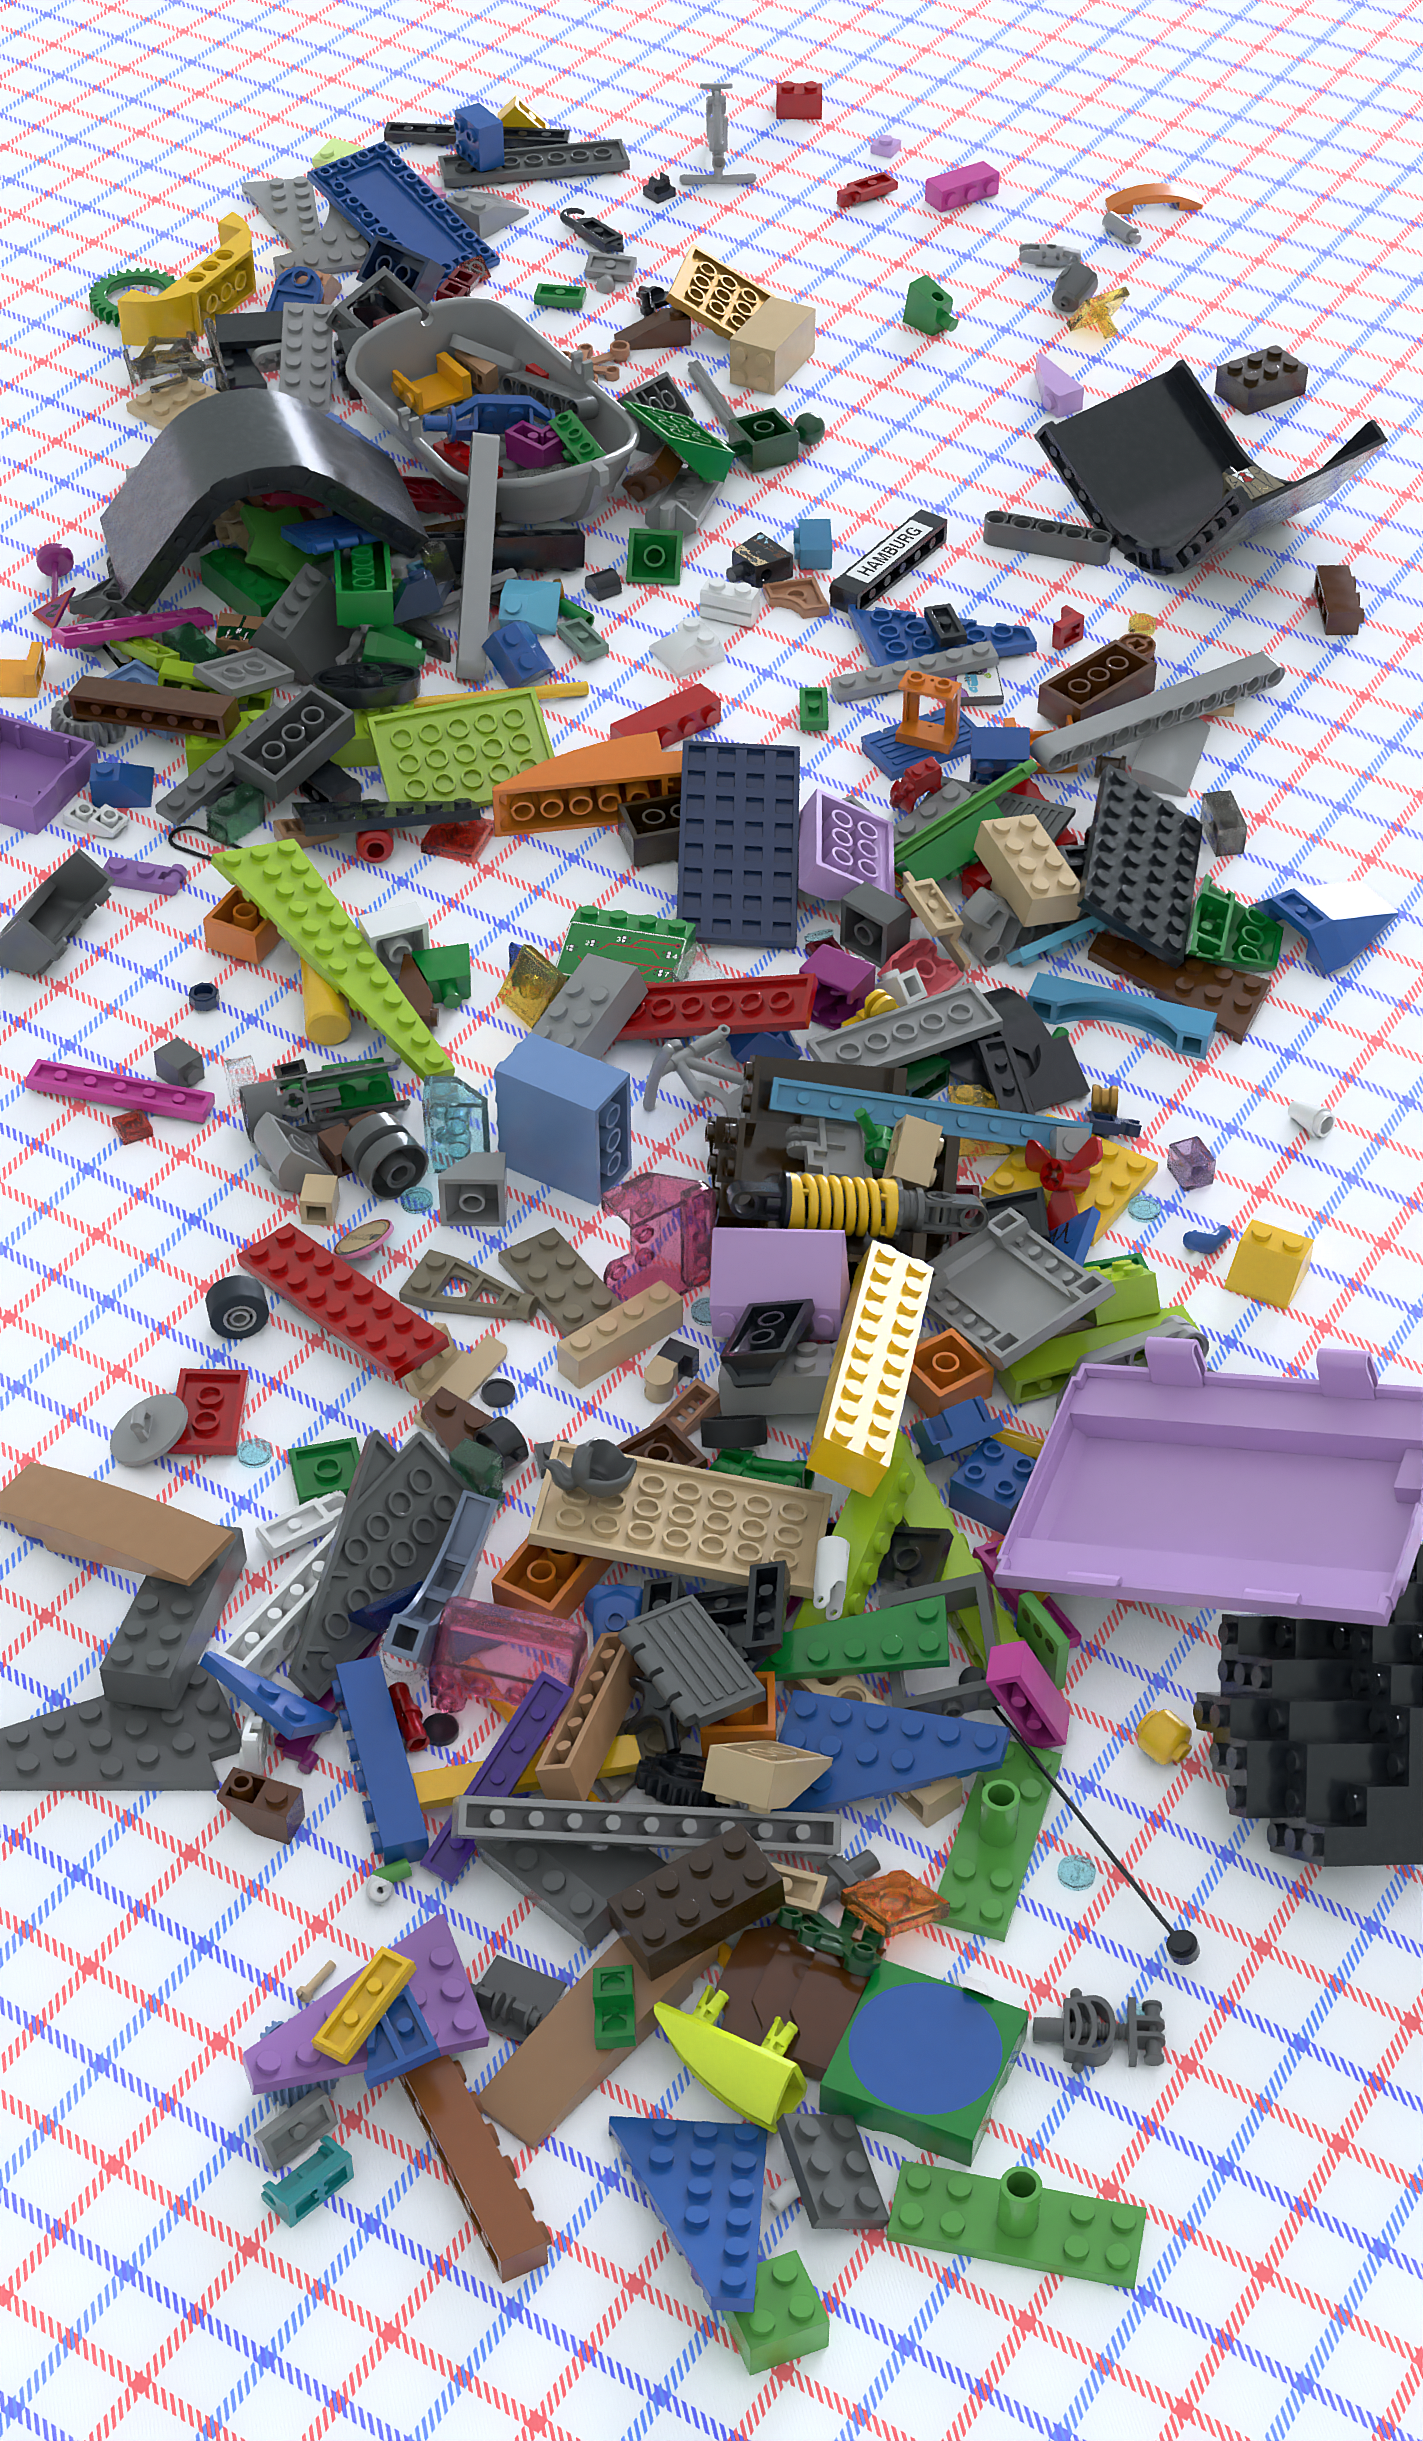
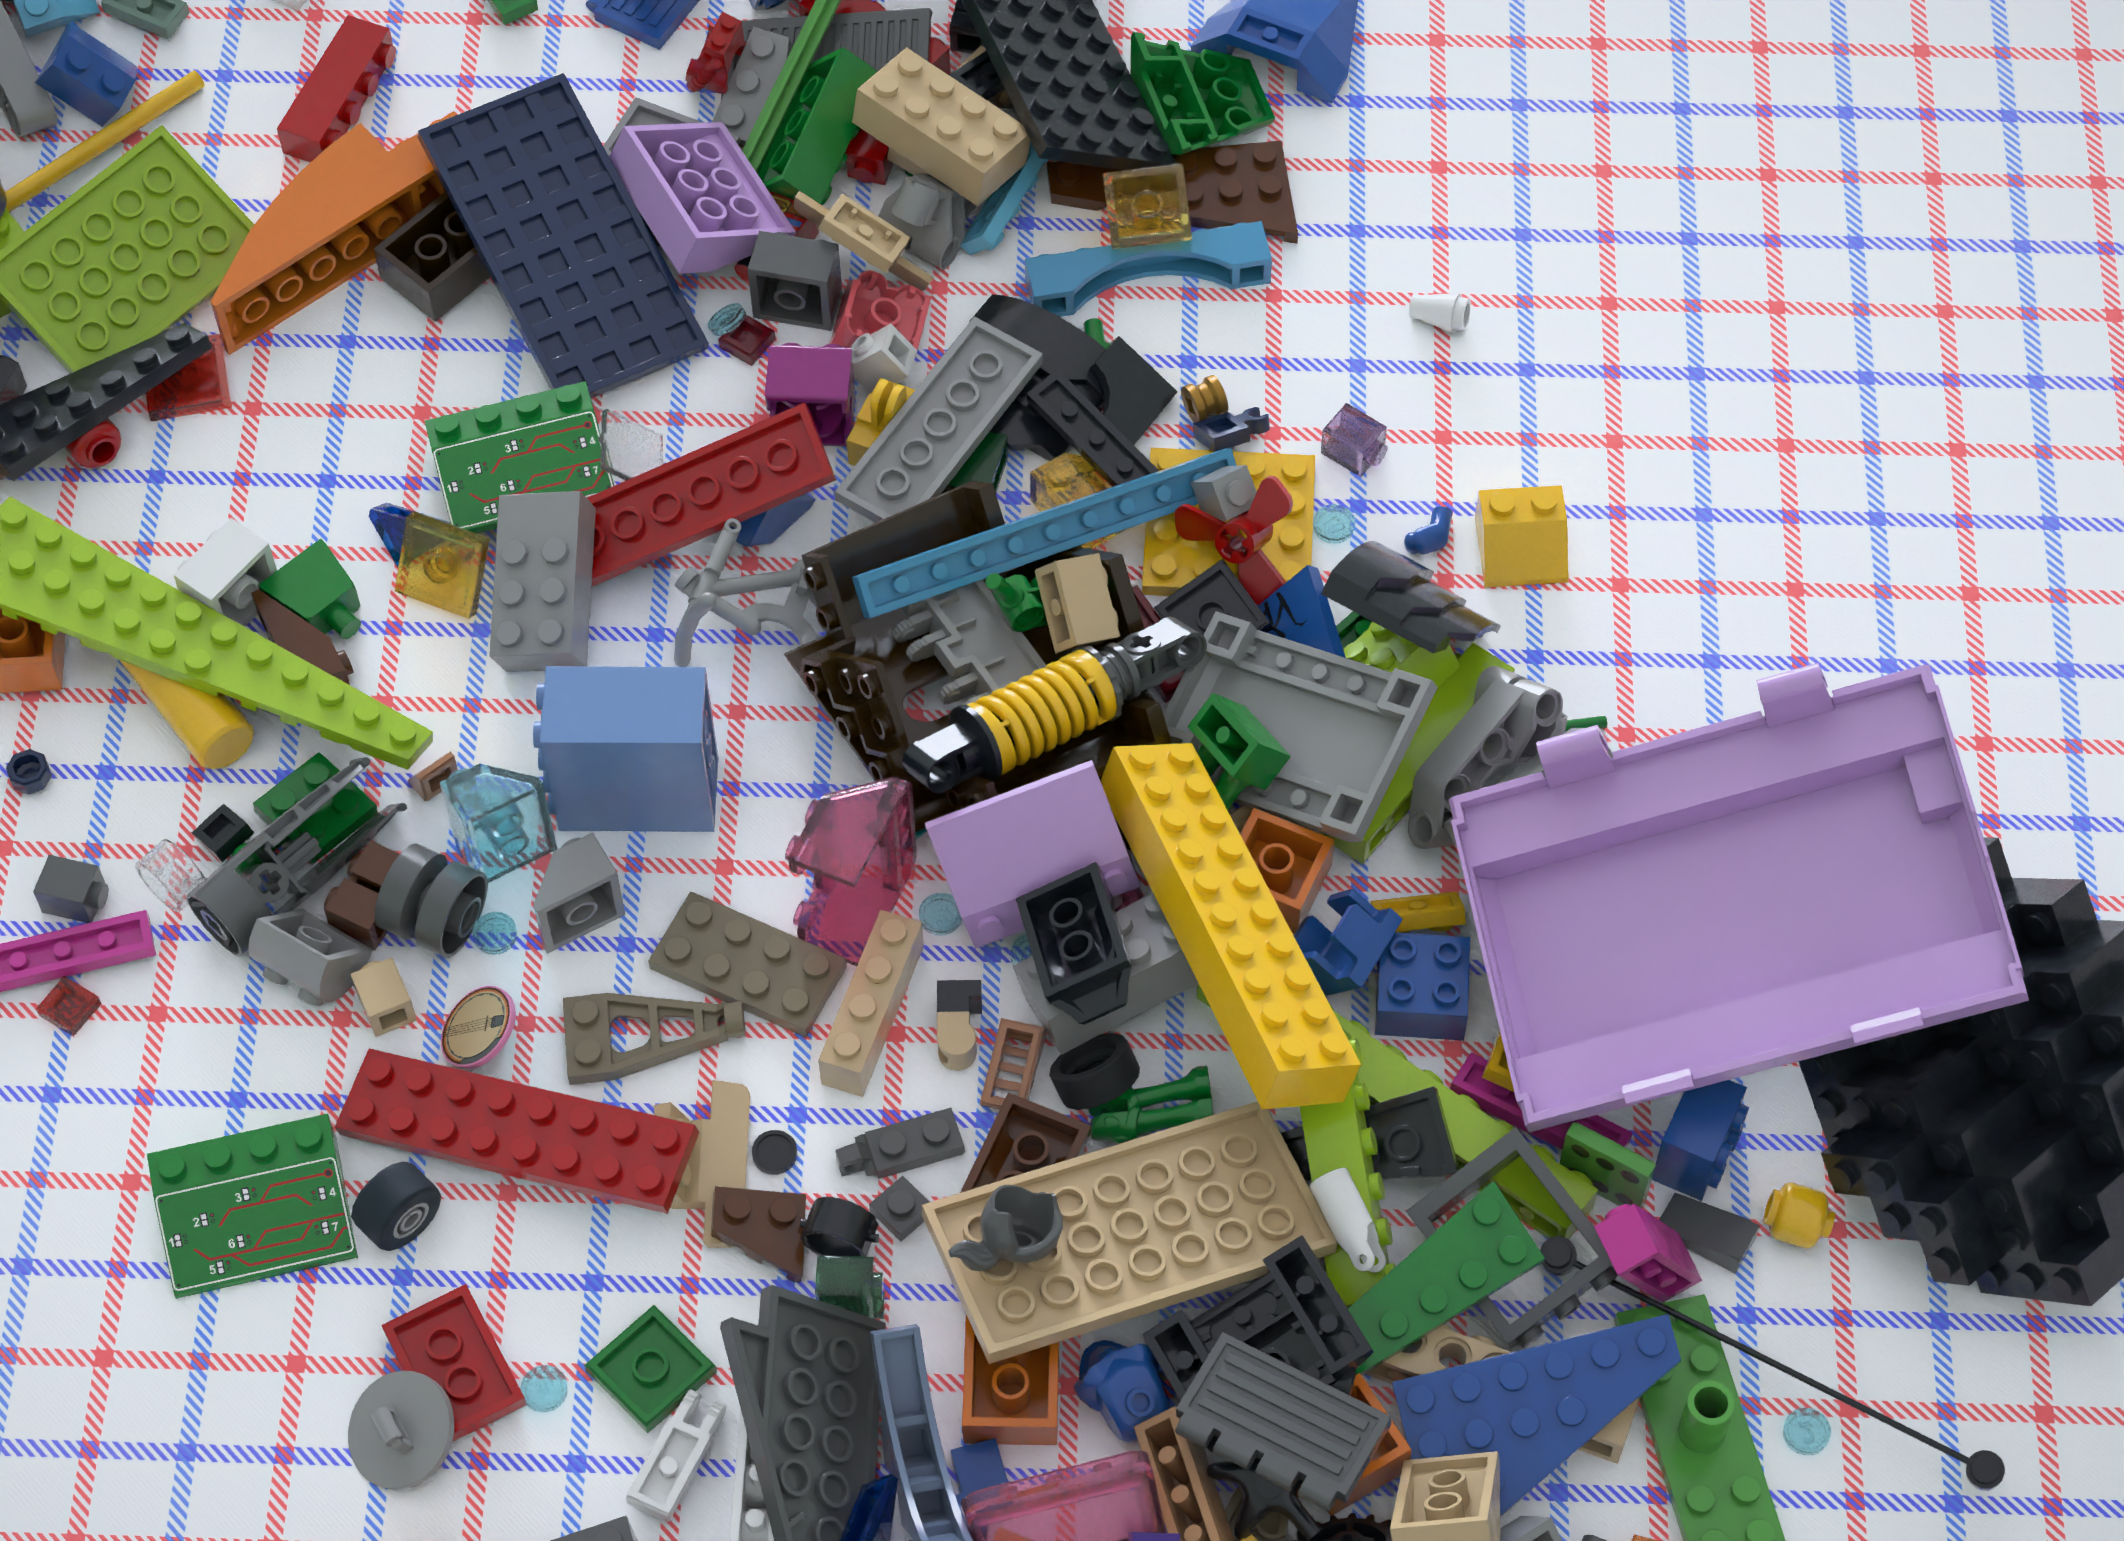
camera: 30 degrees left, 15 degrees up
(154, 1271) = (252, 1205): none -> green slope
(579, 1423) = (903, 1146): none -> dark grey hinge
(962, 1285) = (1238, 743): none -> green brick
(1097, 1723) = (1711, 1231): none -> dark grey slope
(1124, 1651) = (1701, 1138): none -> blue brick
(1142, 971) = (1147, 206): none -> clear yellow slope
(1142, 1246) = (1402, 598): none -> black slope

